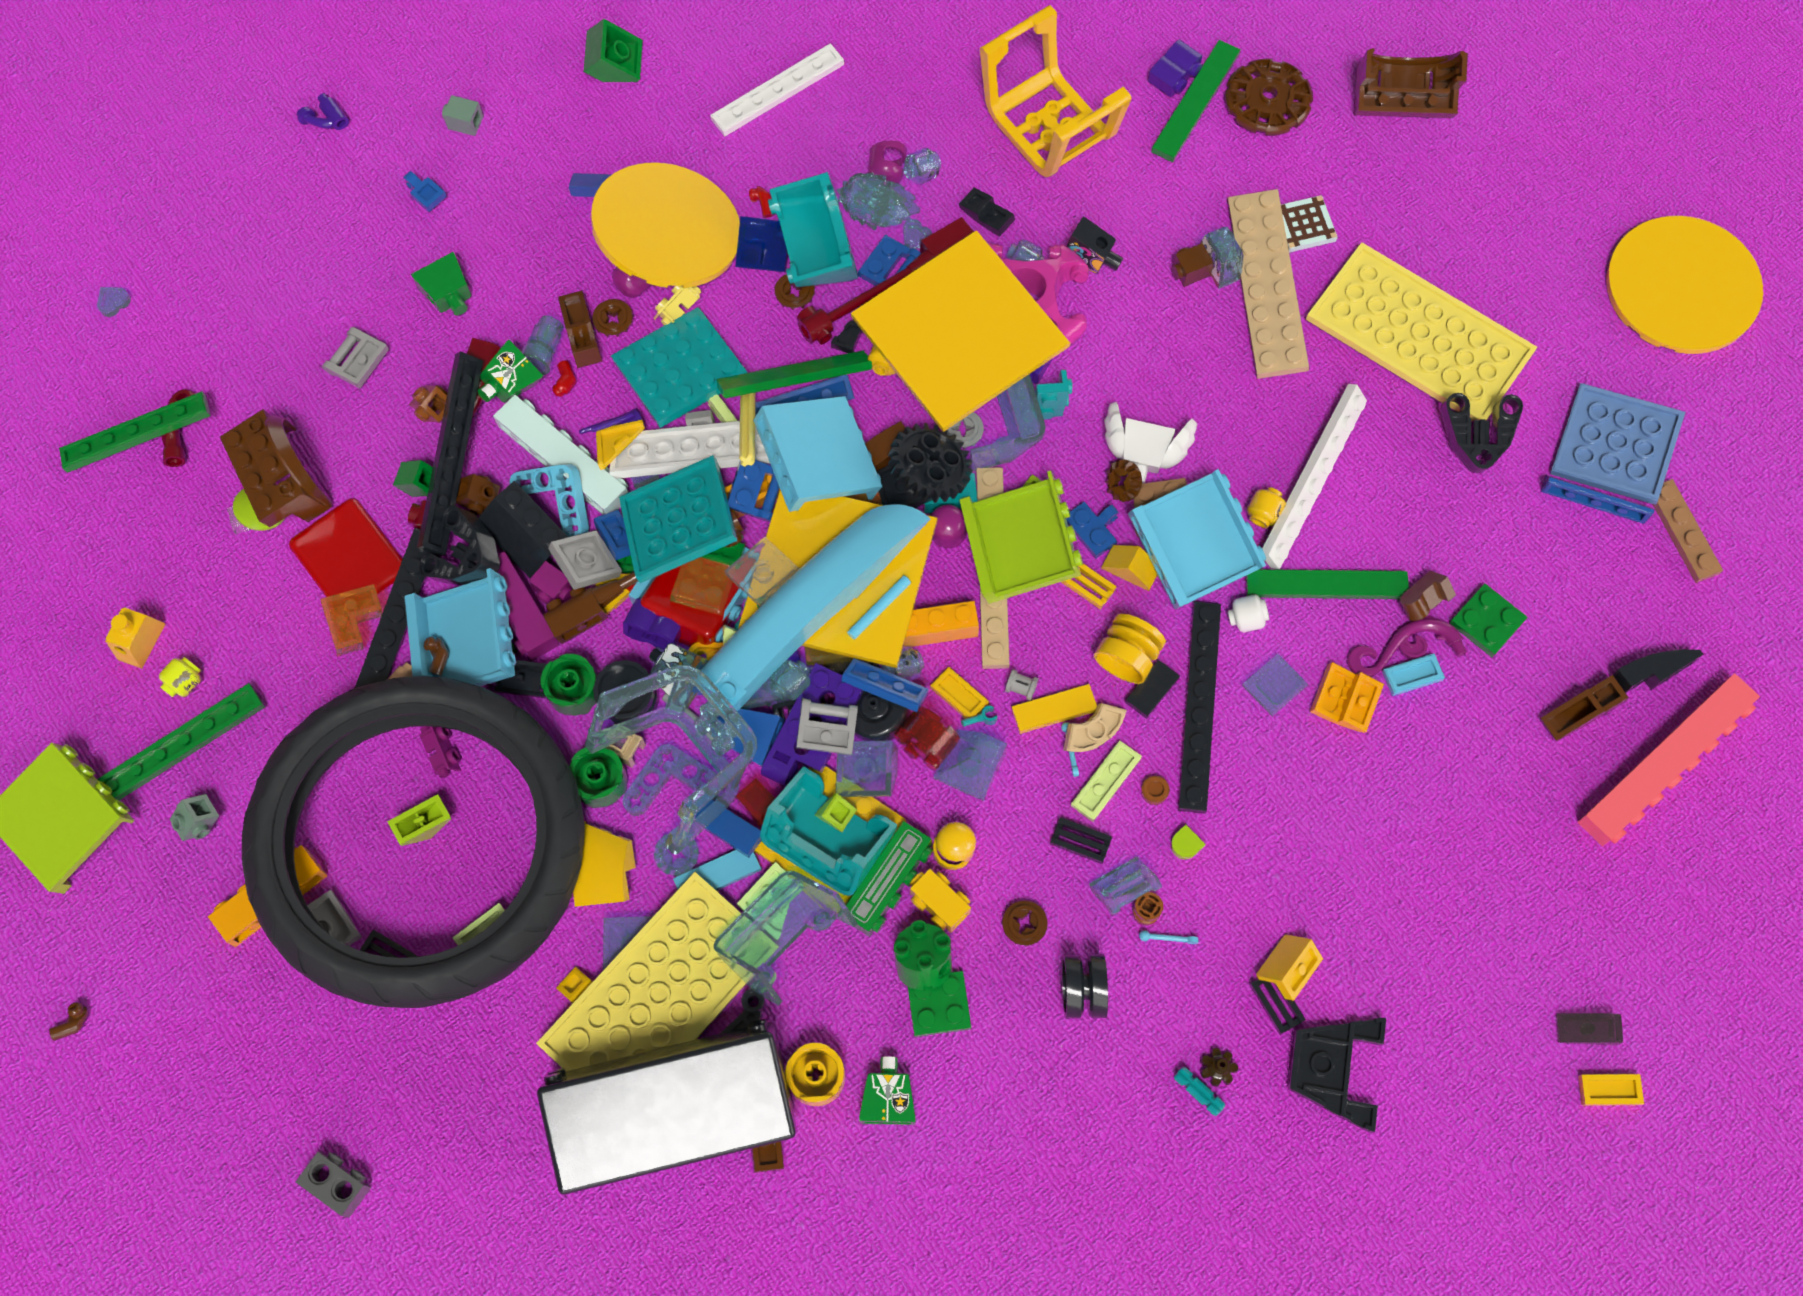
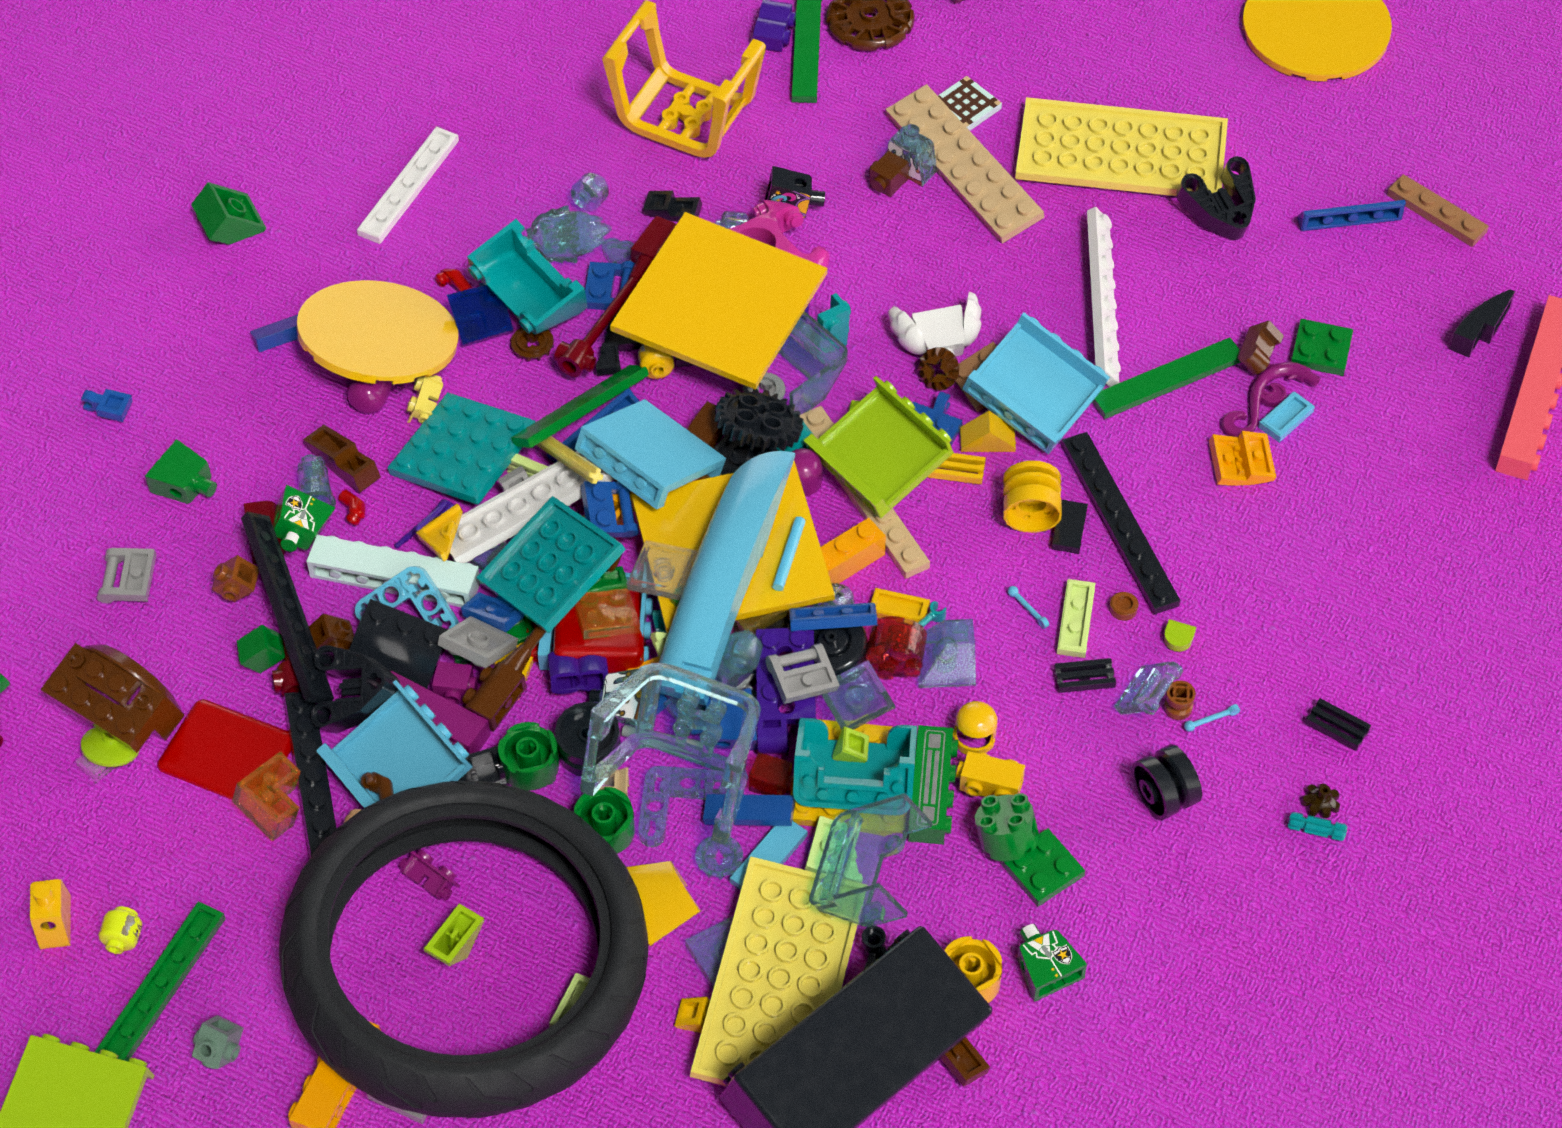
camera: 30 degrees left, 15 degrees down
(462, 115) = (107, 324): sand green brick -> none
(612, 307) = (363, 428): reddish brown gear -> none
(879, 166) = (547, 200): magenta helmet -> none
(1019, 911) = (1088, 758): reddish brown gear -> none
(1021, 684) = (952, 572): light grey bush -> none
(1054, 709) = (992, 580): yellow tile -> none
(1095, 730) = (1042, 579): tan tile -> none
(1249, 613) = (1116, 427): white head -> none
(1266, 507) = (1079, 335): yellow head -> none
(1275, 685) = (1174, 475): clear light blue piece -> none
(1291, 965) = (1332, 684): yellow panel -> none
(1323, 1068) = (1411, 757): black wing -> none
(1585, 708) = (1446, 377): reddish brown slope -> none
(1618, 443) = (1341, 165): medium blue tile -> none

